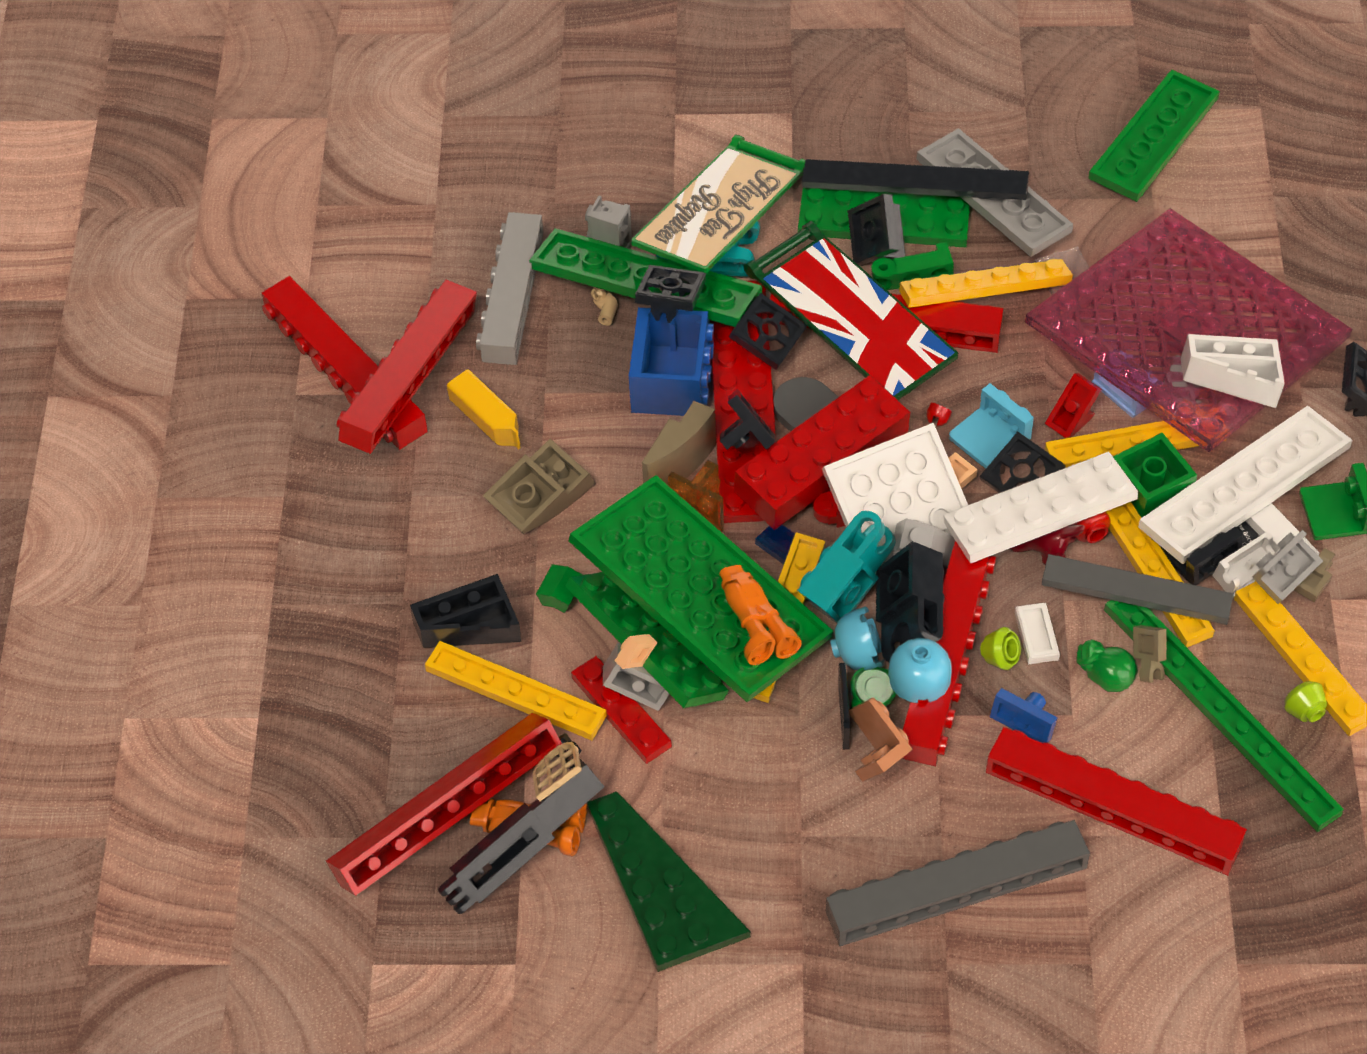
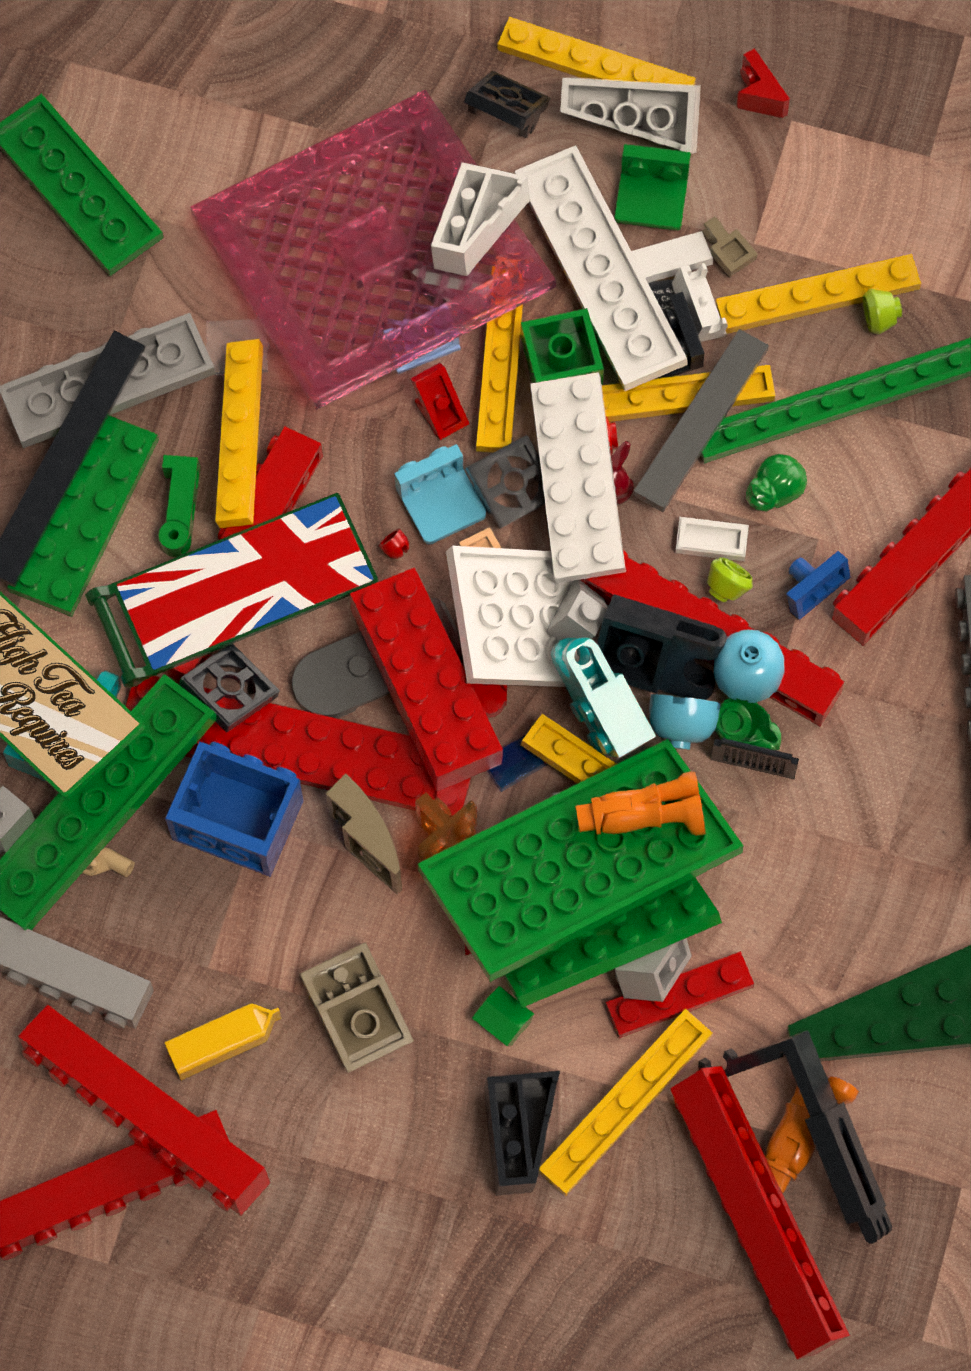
camera: 75 degrees left, 15 degrees up
(567, 775) = (781, 1066): tan window -> none
(635, 651) = (648, 950): light nougat plate -> none
(669, 282) = (143, 761): black piece -> none
(749, 421) = (376, 750): black bracket -> none
(876, 230) = (124, 526): black bracket -> none
(888, 740) = (834, 732): nougat bracket -> none
(1150, 647) = (783, 431): dark tan plate -> none
(1288, 567) = (726, 266): light grey bracket -> none

